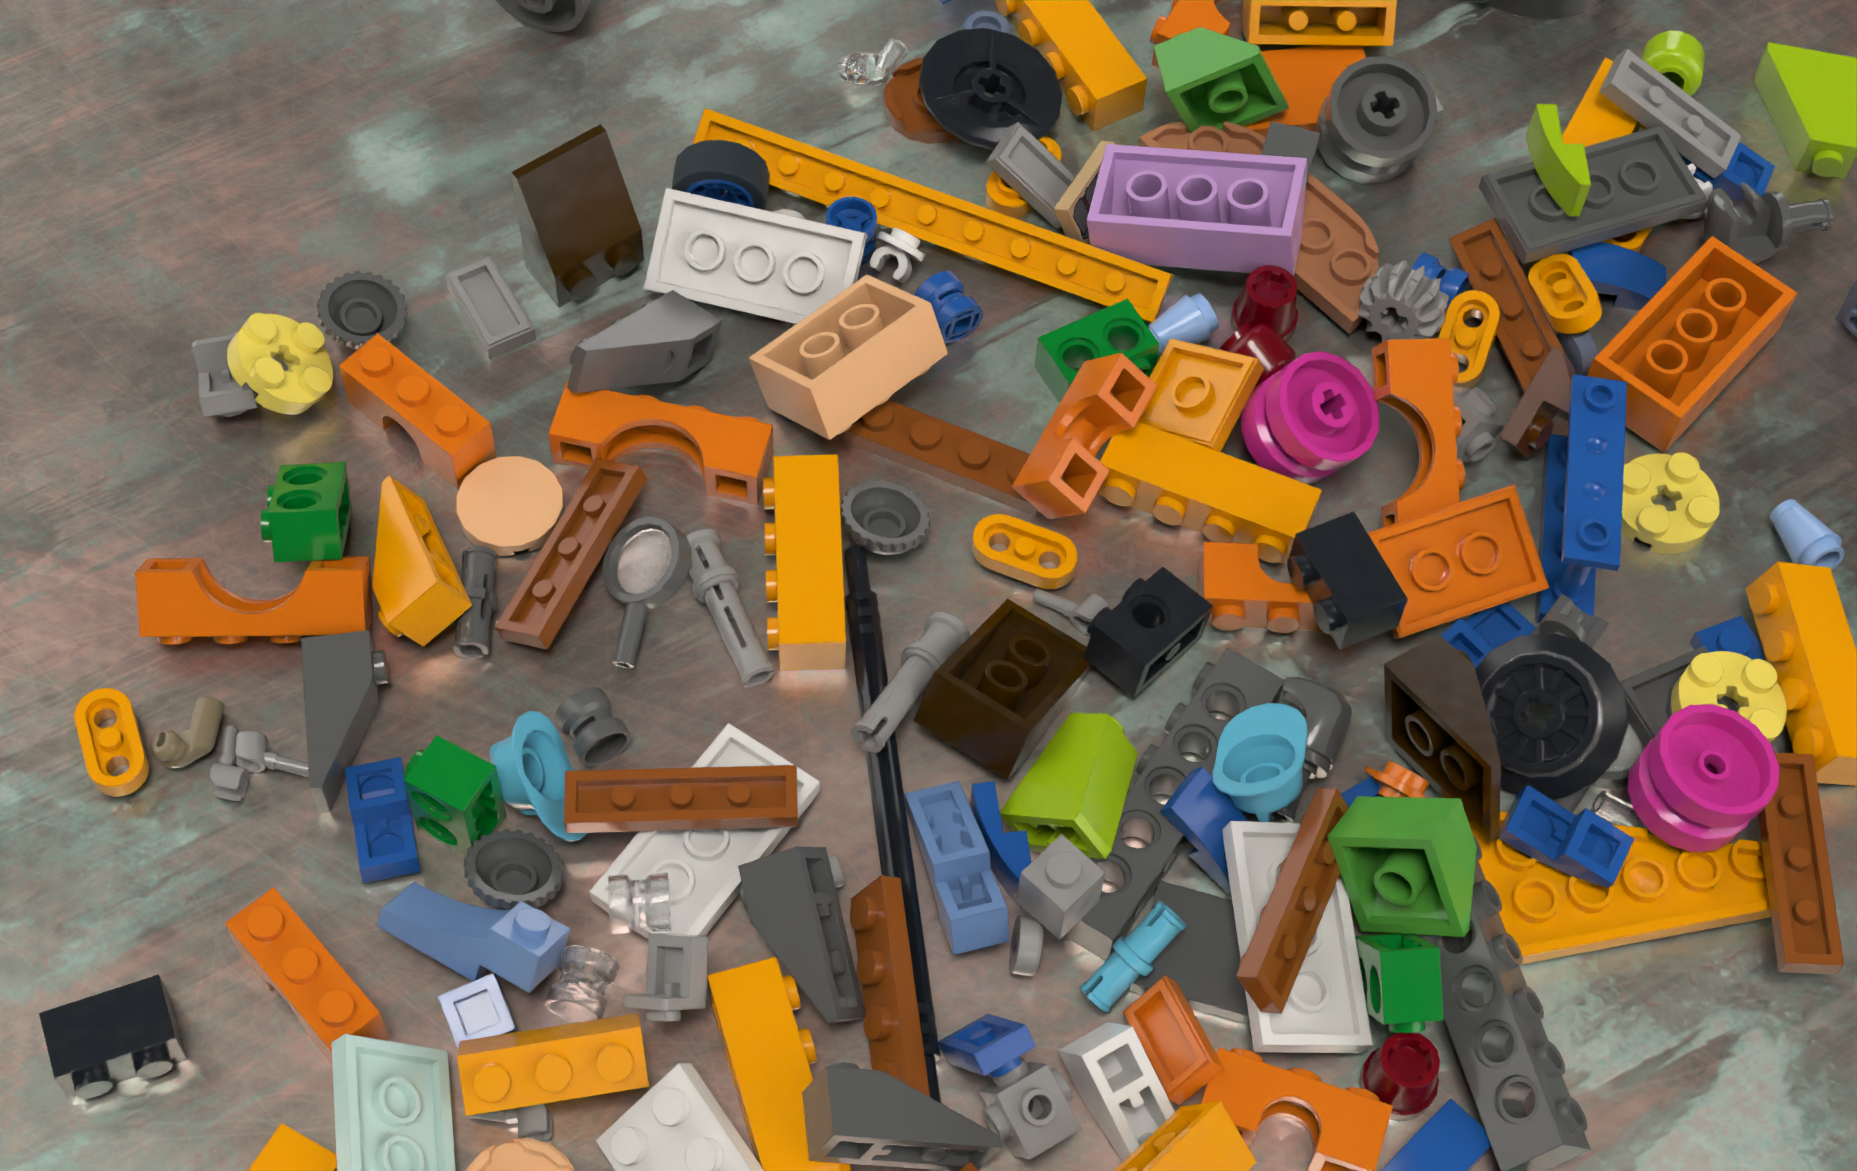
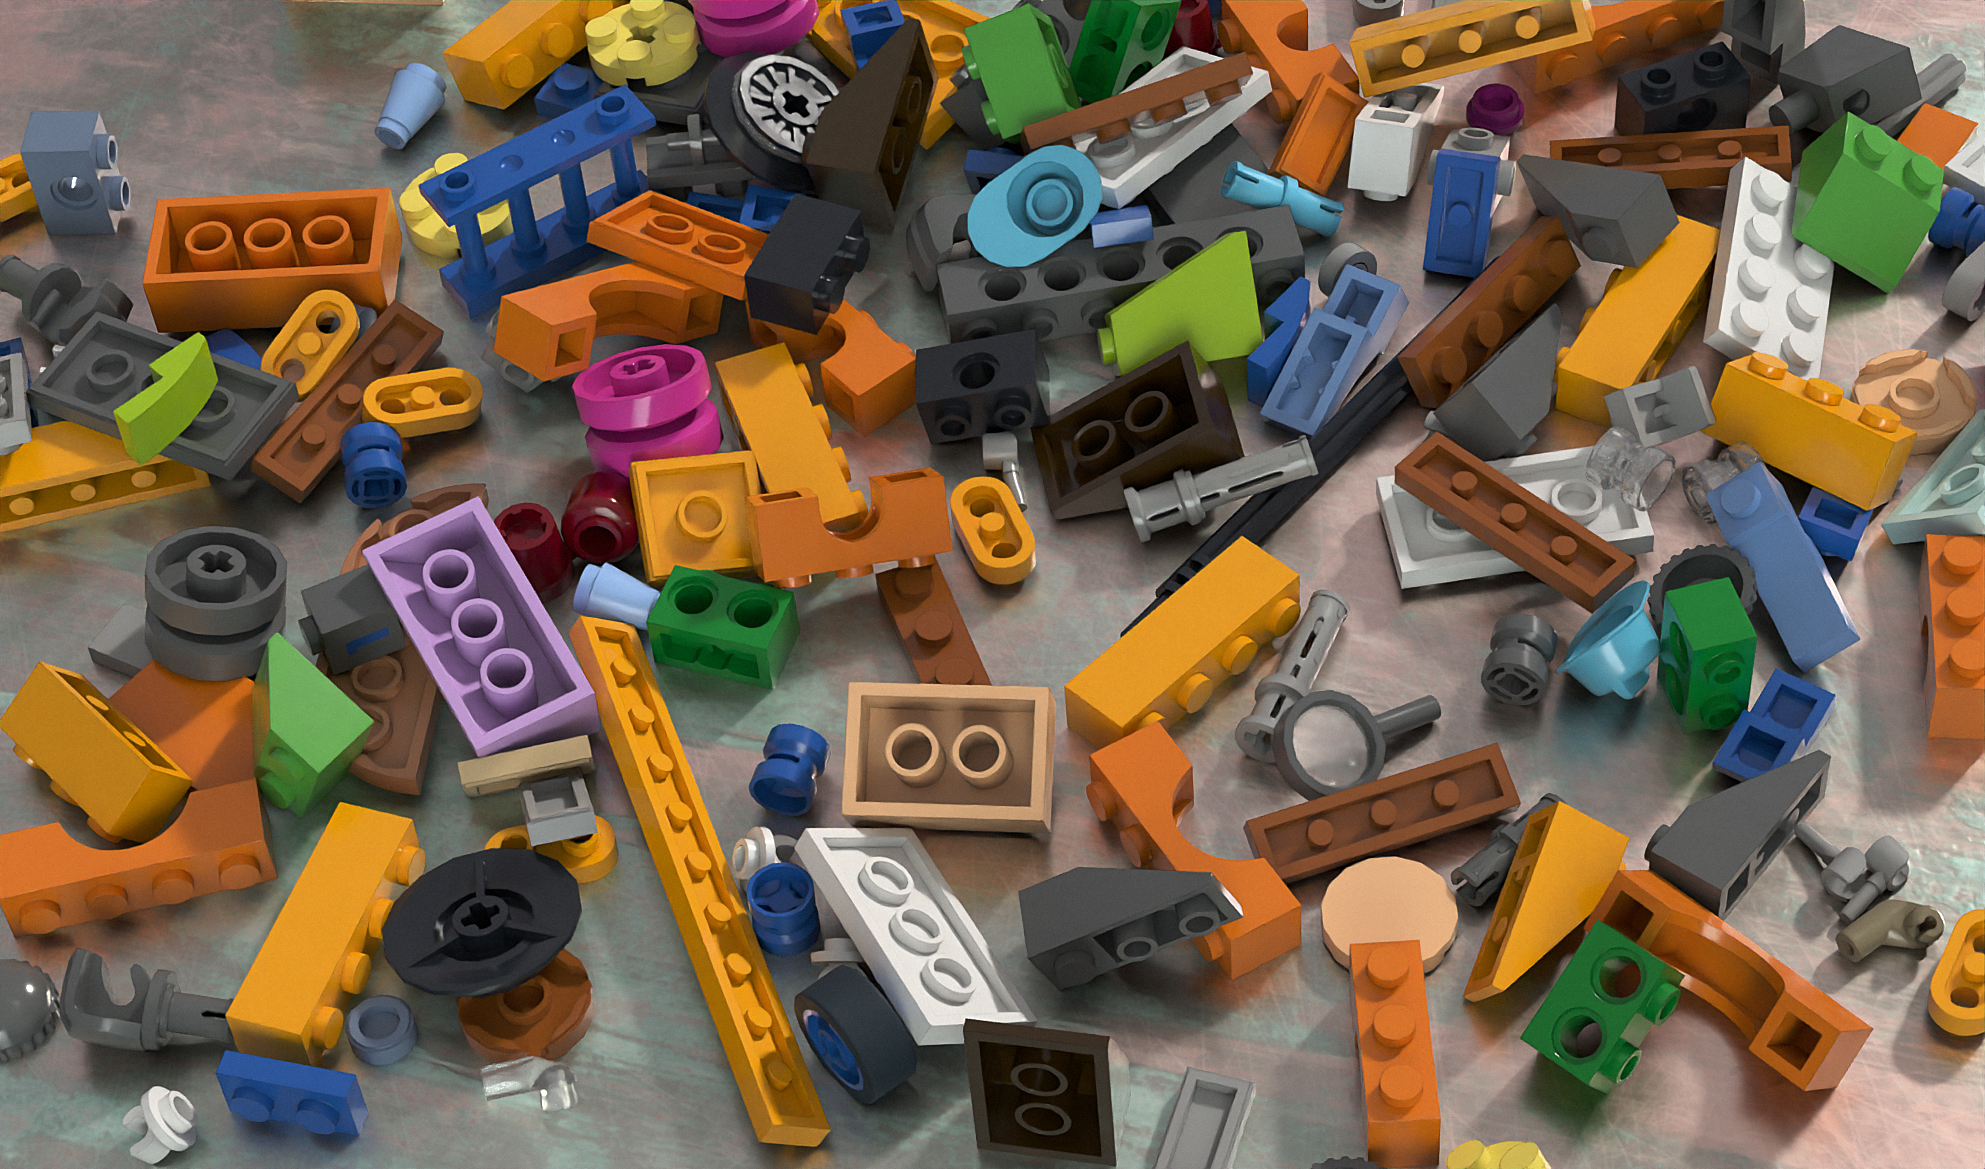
camera: 125 degrees left, 10 degrees down
(884, 517) = (1075, 628): dark grey hat -> none
(1060, 886) = (1299, 227): light grey brick -> none
(1398, 781) = (956, 133): orange plate -> none
(1402, 303) = (434, 447): light grey gear -> none
(1544, 398) = (446, 294): reddish brown slope -> none

